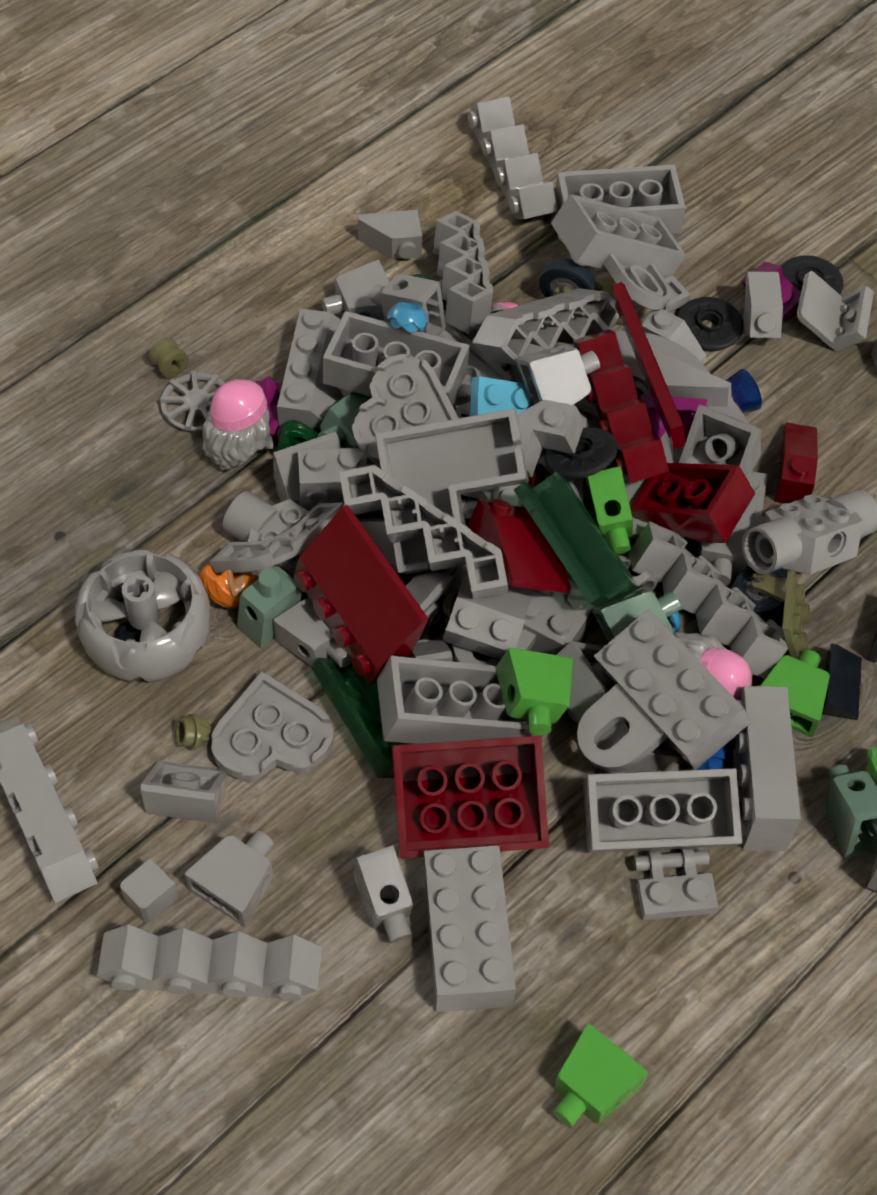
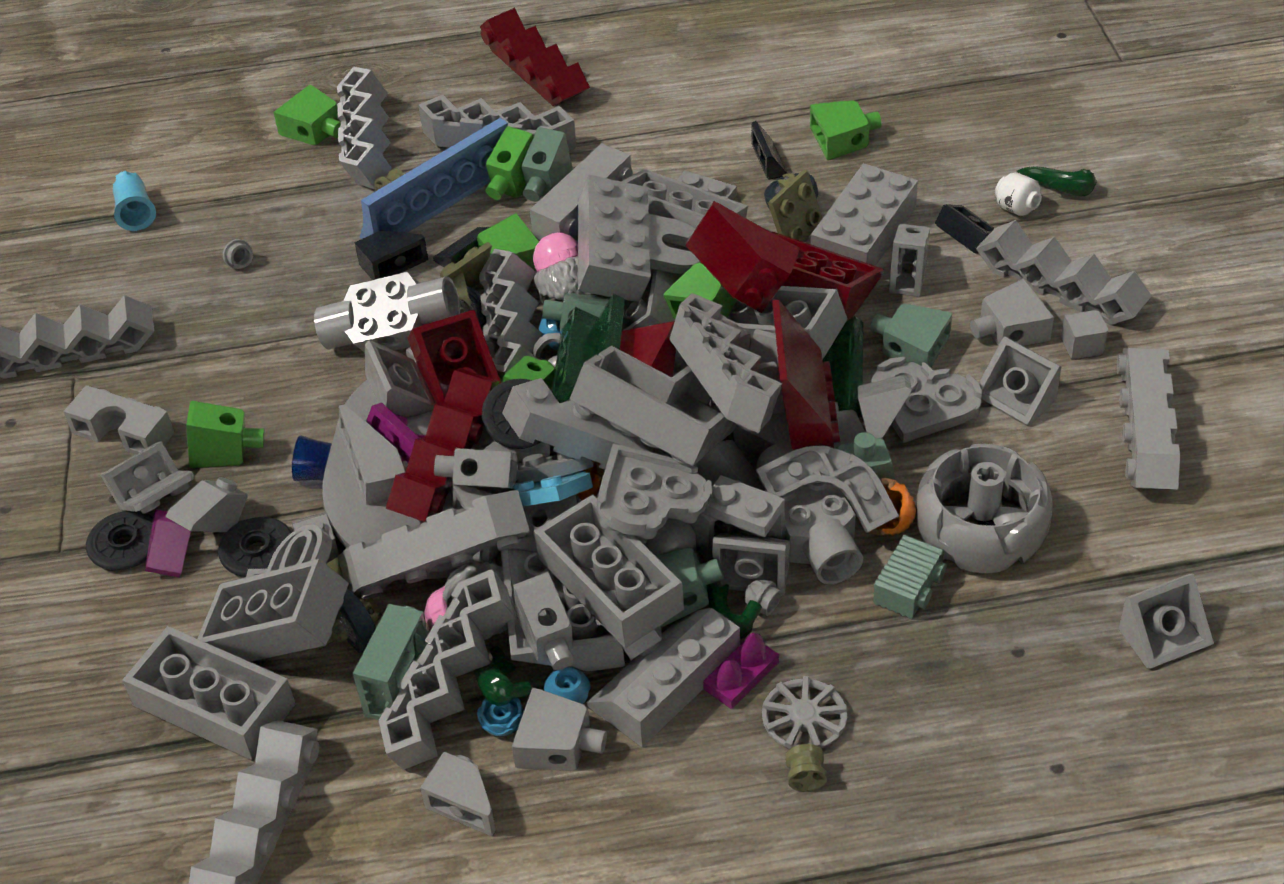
camera: 140 degrees left, 10 degrees down
(178, 532) = (909, 576): none -> sand green brick
(192, 732) = (988, 421): olive plate -> none
(236, 424) = (791, 635): hair -> none
(283, 1130) = (1077, 183): none -> dark green piece
(289, 654) = (882, 402): none -> light grey slope
(322, 797) = (914, 333): none -> sand green torso
(322, 1071) = (1018, 194): none -> white head
(355, 1004) = (963, 226): none -> black slope
(408, 316) = (581, 576): dark azure plate -> none
(495, 675) = (742, 255): none -> dark red slope
(511, 267) = (388, 656): none -> sand green window
(568, 919) = (794, 204): none -> olive plate
(649, 366) = (389, 450): dark red tile -> none
(651, 992) = (766, 152): none -> black slope
(797, 463) = (322, 391): dark red slope -> none
(828, 369) = (219, 435): none -> bright green torso

